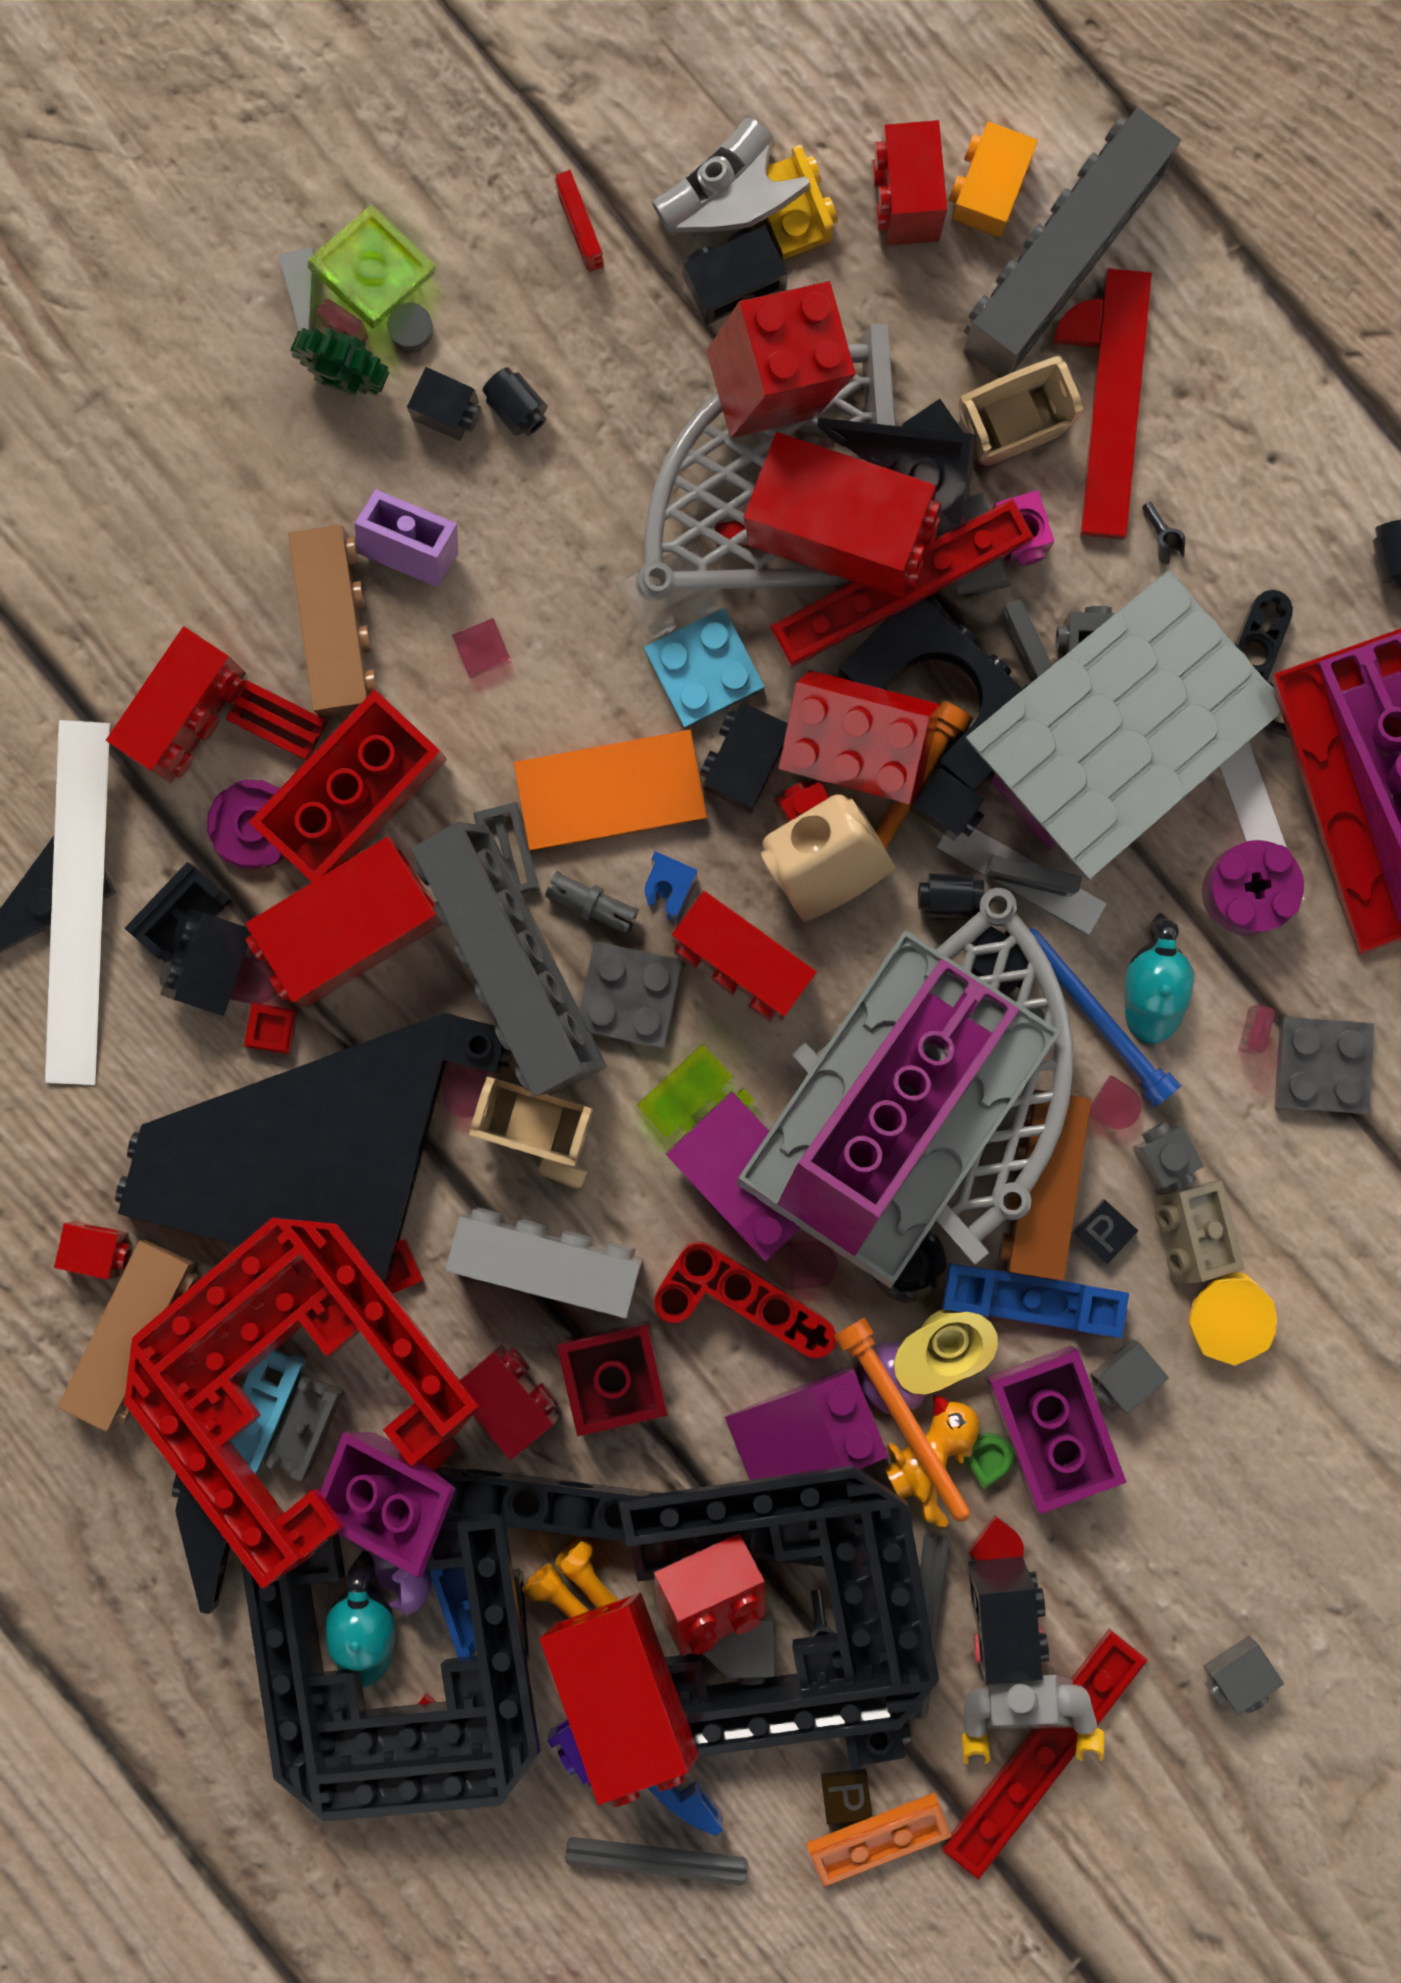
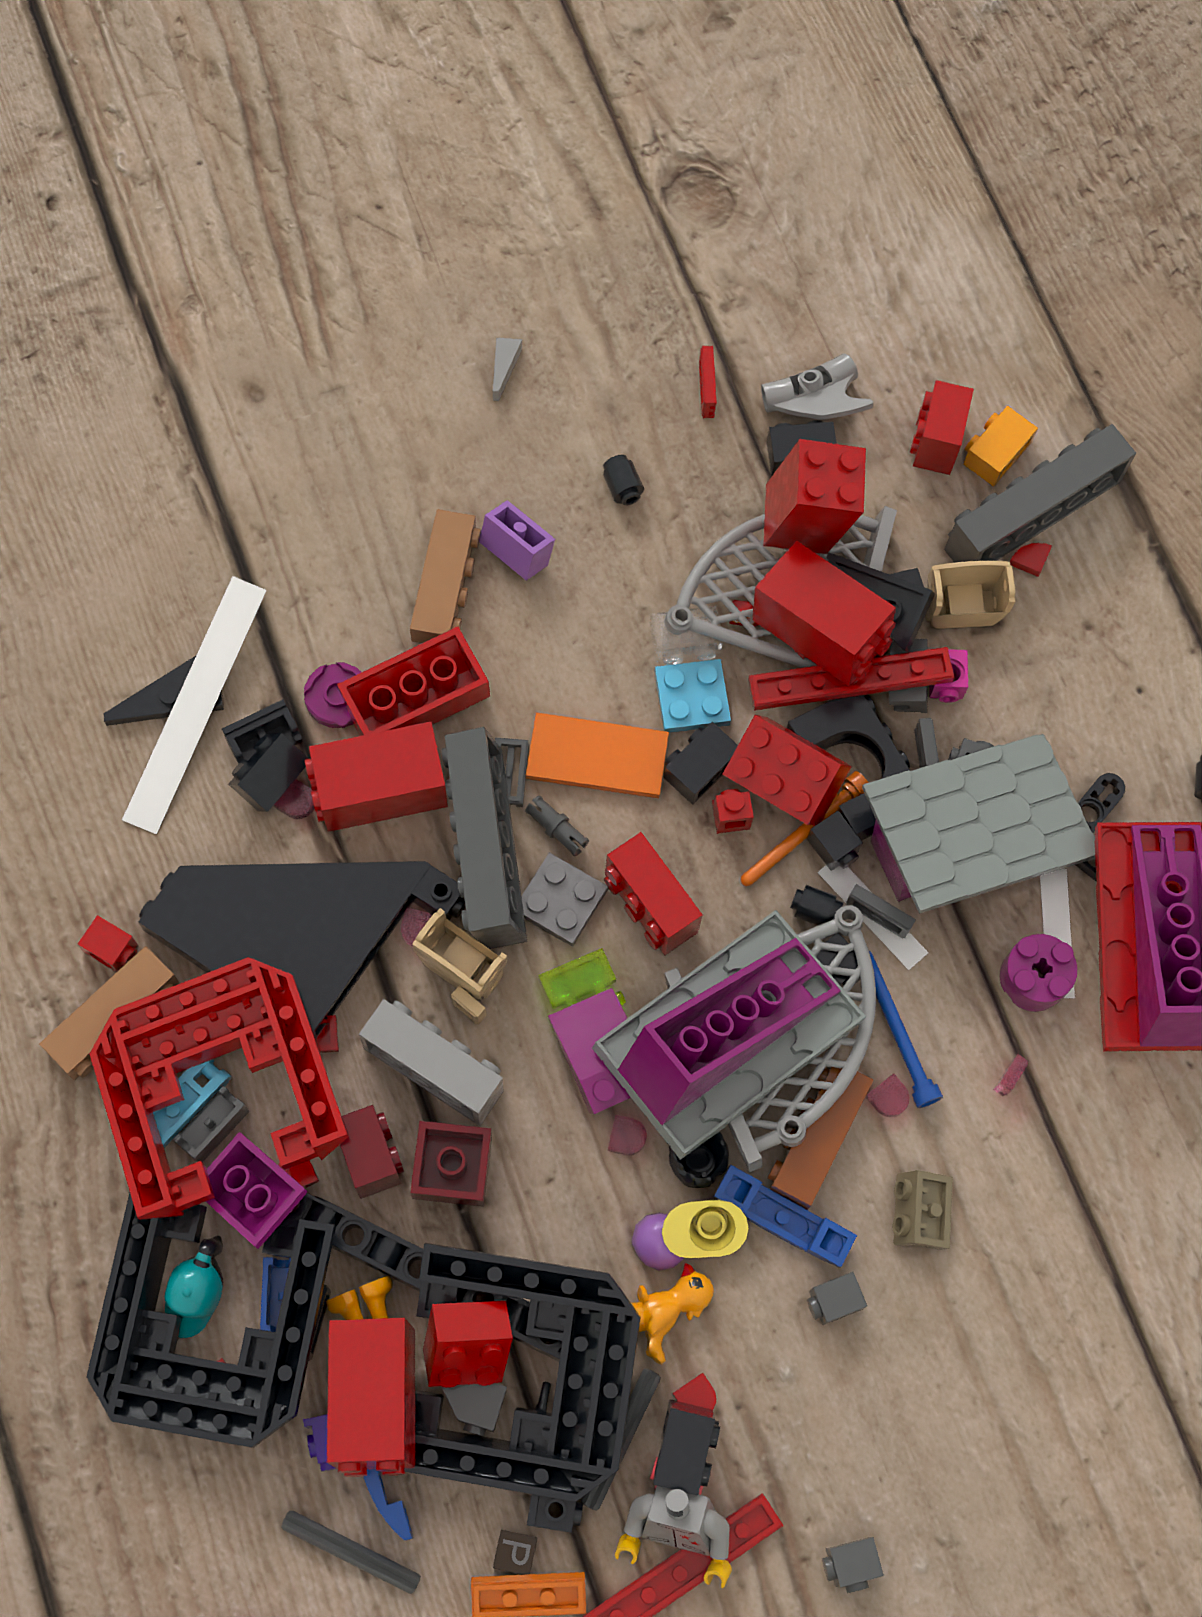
camera: 10 degrees right, 15 degrees down
(177, 705) = (317, 594): red brick -> none
(204, 1548) = (106, 1182): black slope -> none
(243, 703) = (363, 613): red tile -> none
(271, 1028) = (296, 836): red tile -> none
(339, 361) = (513, 413): dark green gear -> none
(341, 320) = (523, 393): clear pink tile -> none
(371, 266) = (556, 364): clear neon green plate -> none
(410, 326) = (568, 411): dark grey tile -> none
(410, 1590) = (240, 1260): medium lavender hair -> none
(444, 404) = (573, 465): black brick -> none
(481, 648) = (541, 631): clear pink tile -> none
(670, 876) = (621, 824): blue hinge -> none
(750, 1306) = (569, 1148): red beam -> none
(808, 1429) = (587, 1244): magenta slope -> none
(810, 217) = (864, 427): yellow bracket -> none
(826, 857) = (736, 844): tan piece -> none
(858, 1342) = (642, 1196): orange piece -> none
(990, 1458) = (711, 1326): bright green tile -> none
(1055, 1429) = (769, 1316): magenta brick -> none
(1105, 1231) = (853, 1186): black tile -> none
(1115, 404) = (1039, 617): red tile -> none
(1158, 985) = (947, 1021): teal hair -> none
(1167, 537) = (1049, 716): black hand -> none
(1168, 1156) = (917, 1144): dark grey brick -> none
(1233, 1319) = (929, 1282): yellow hat -> none
(1324, 1065) = (1054, 1120): flat silver plate -> none

